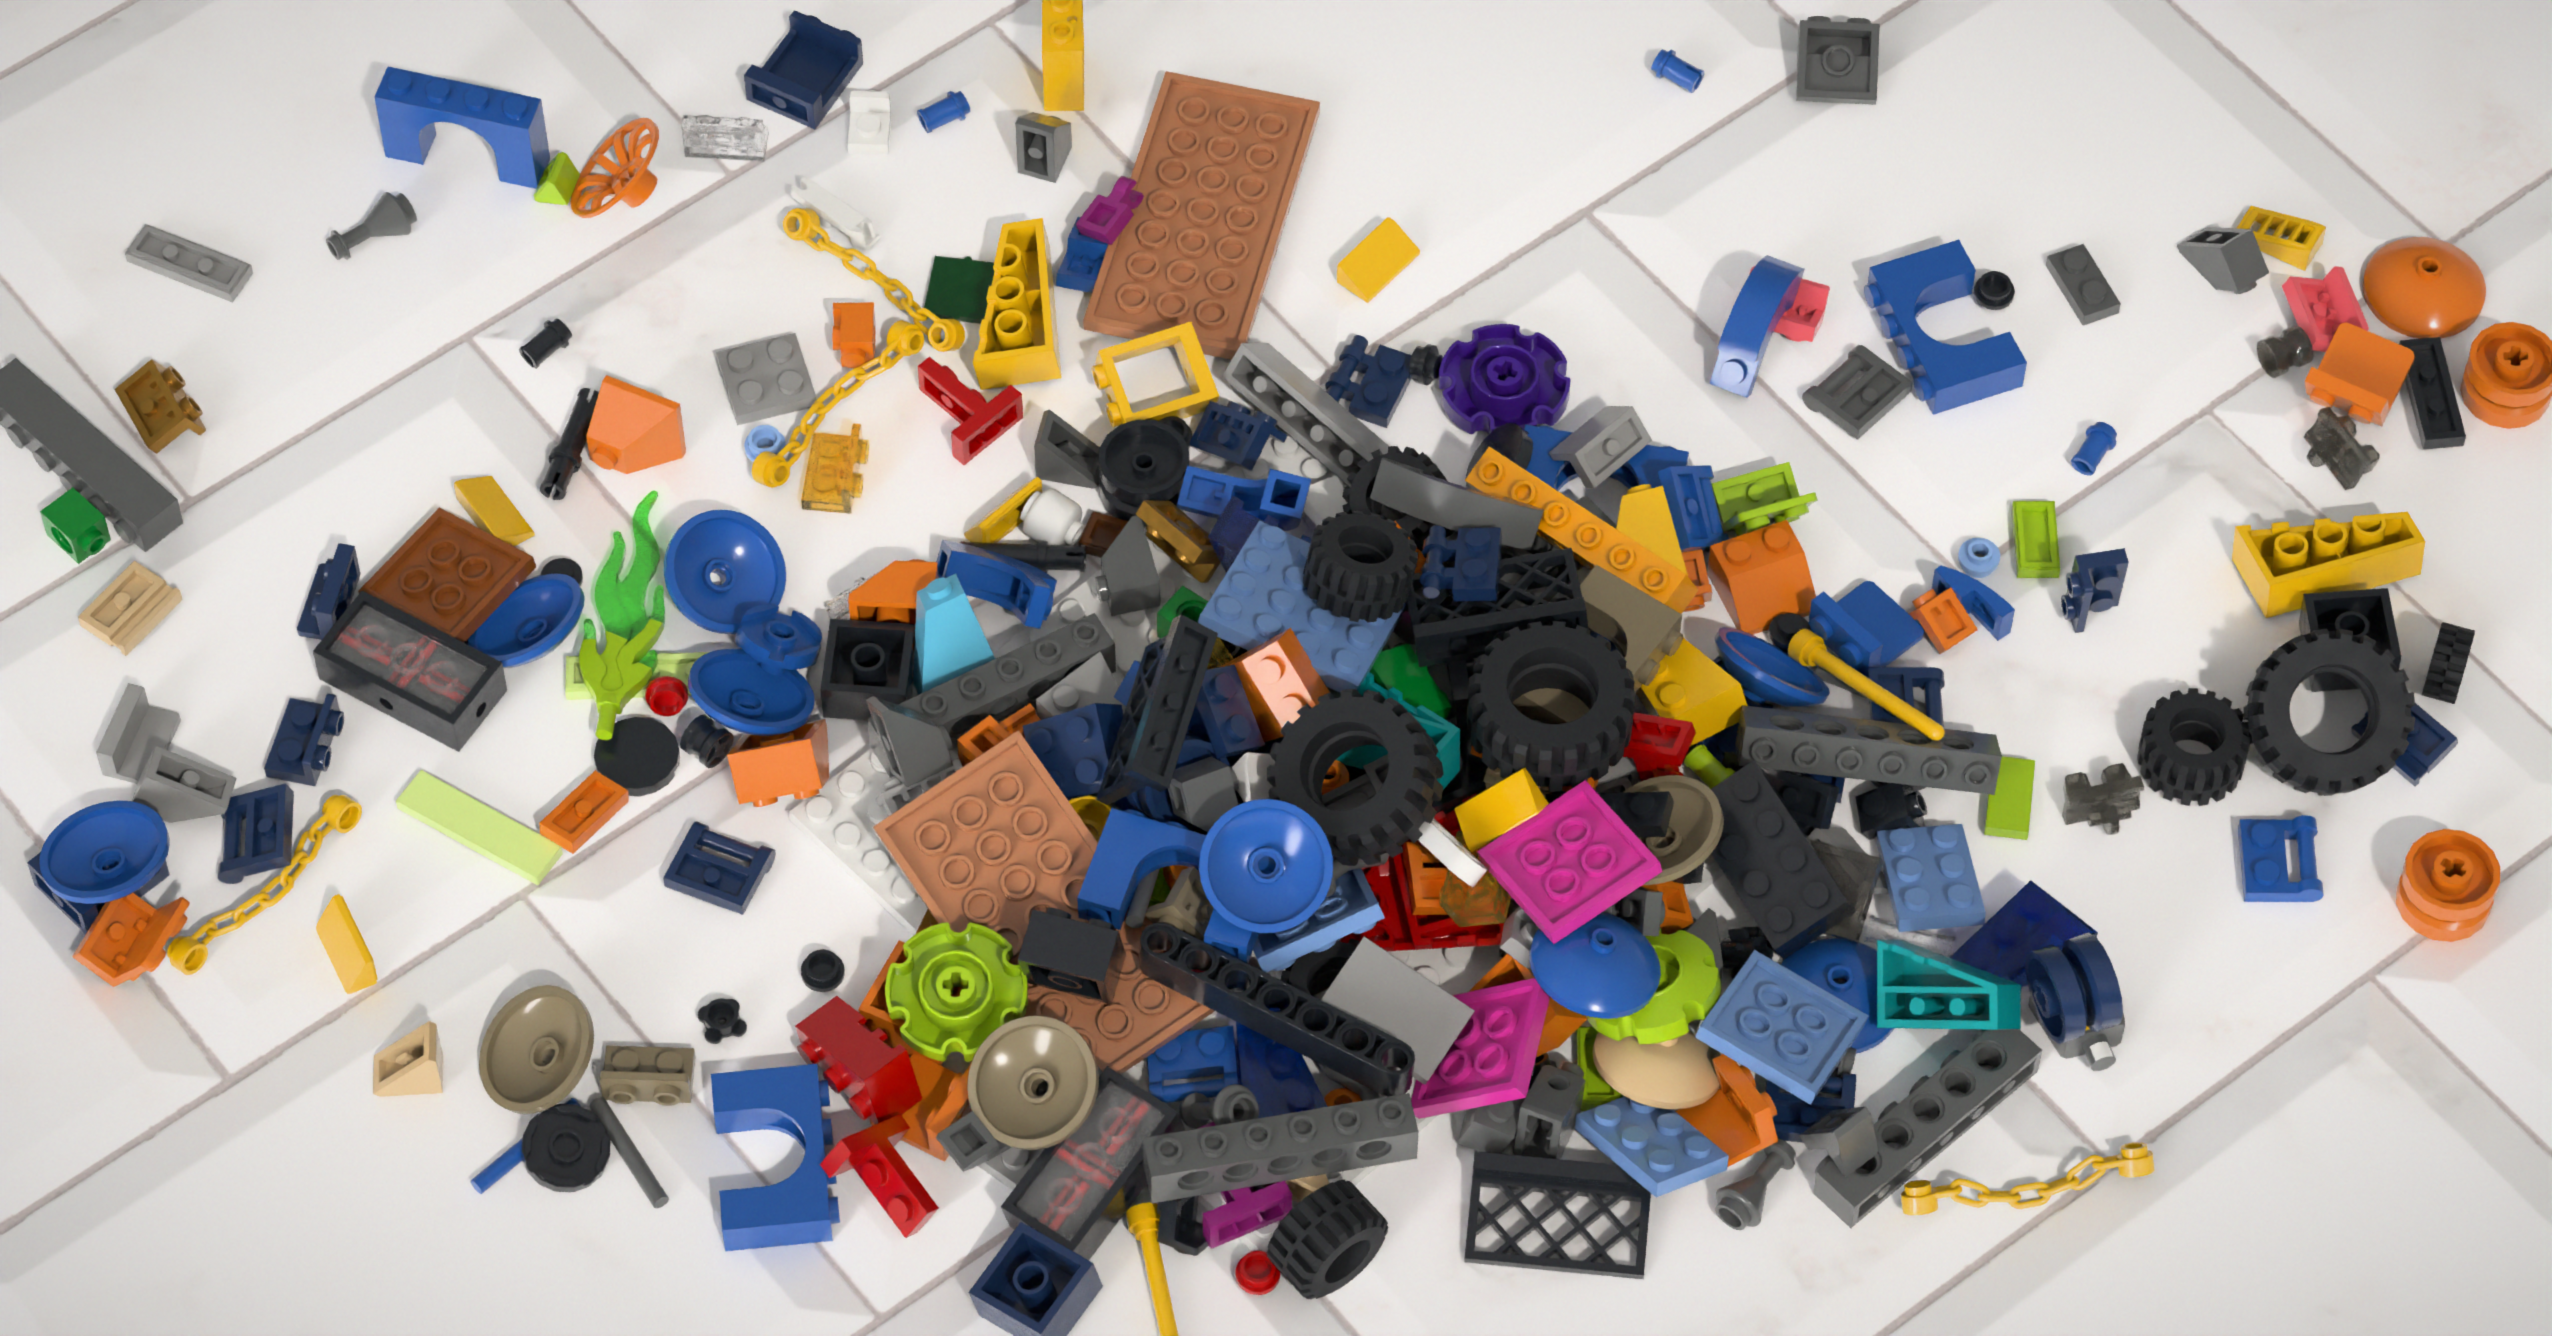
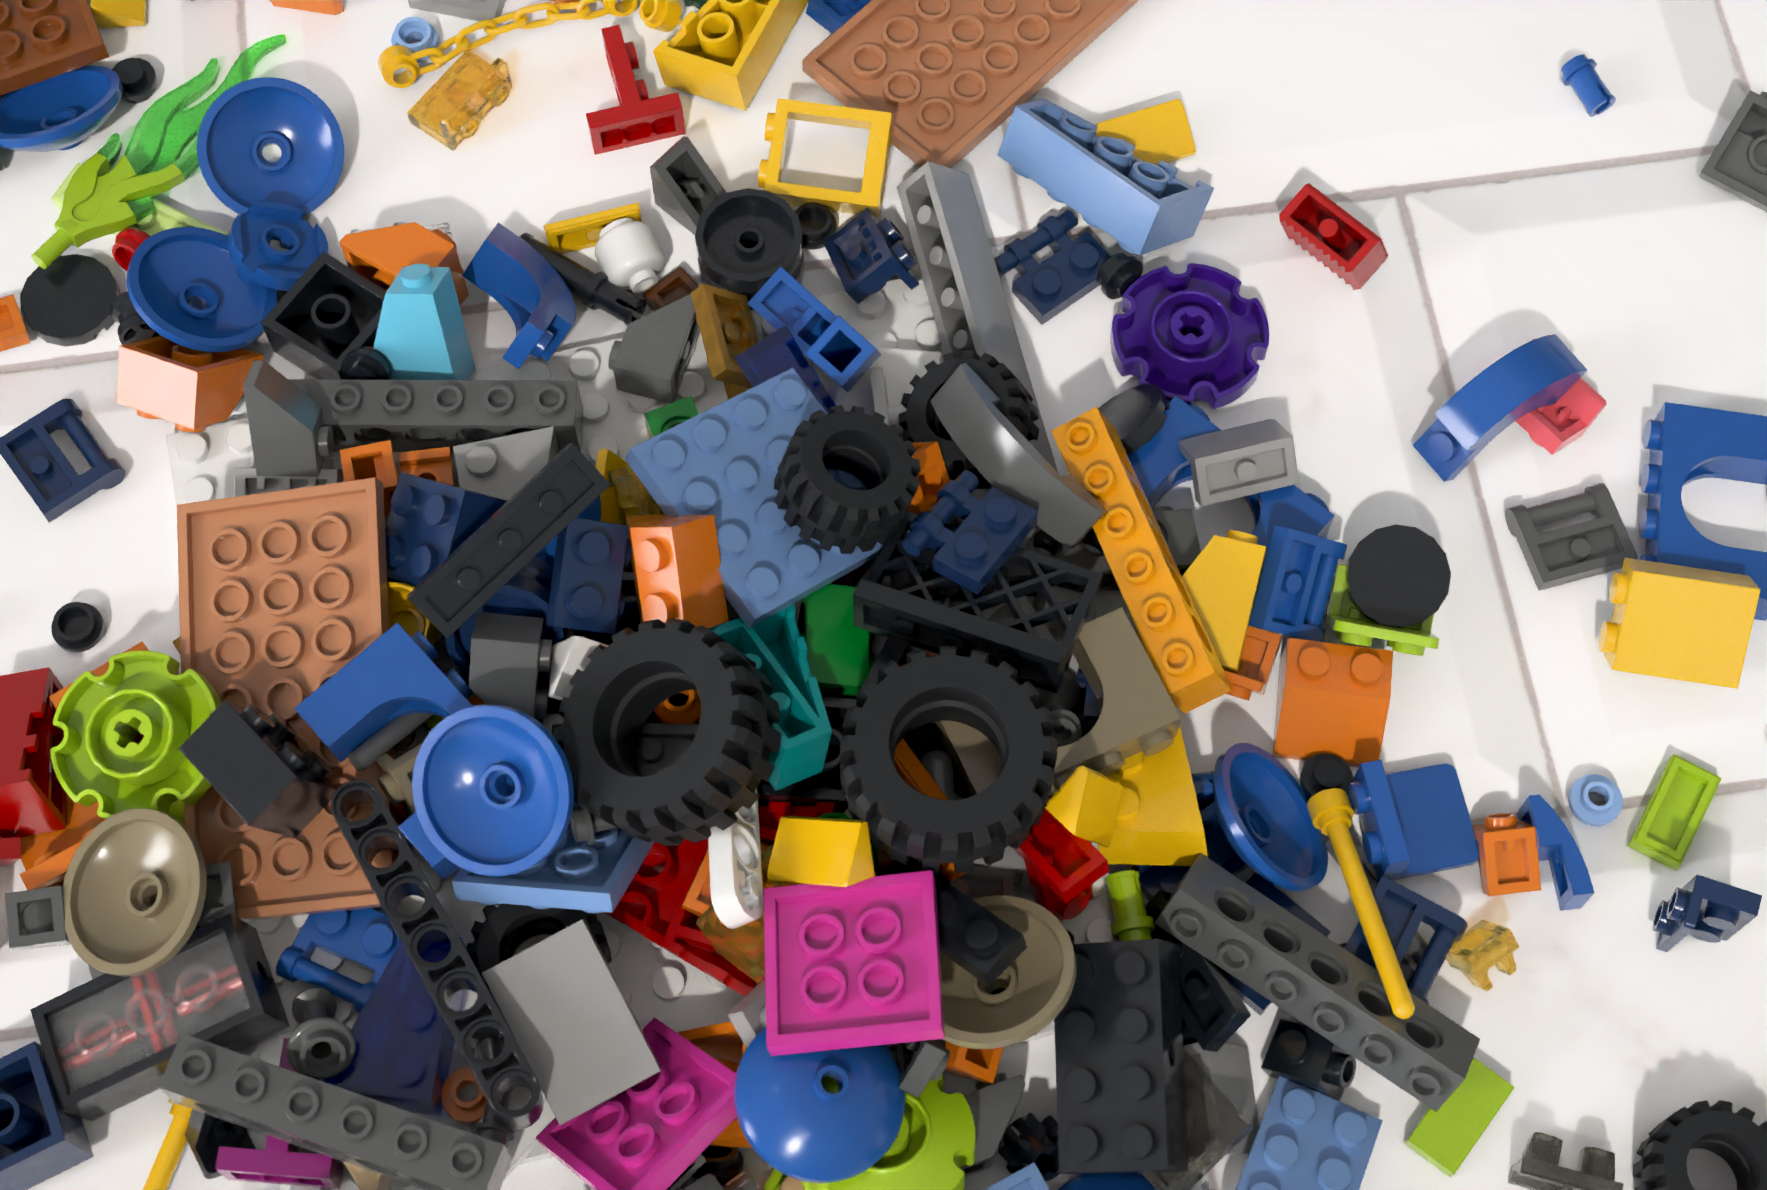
camera: 30 degrees right, 10 degrees up
(923, 679) = (365, 364): none -> black plate
(1368, 299) = (1102, 178): none -> medium blue wedge
(1565, 262) = (1333, 236): none -> red brick
(1654, 694) = (1087, 805): none -> yellow slope
(1758, 469) = (1397, 576): none -> black tile
(1961, 686) = (1482, 948): none -> clear yellow tile
(1967, 409) = (1679, 622): none -> yellow brick

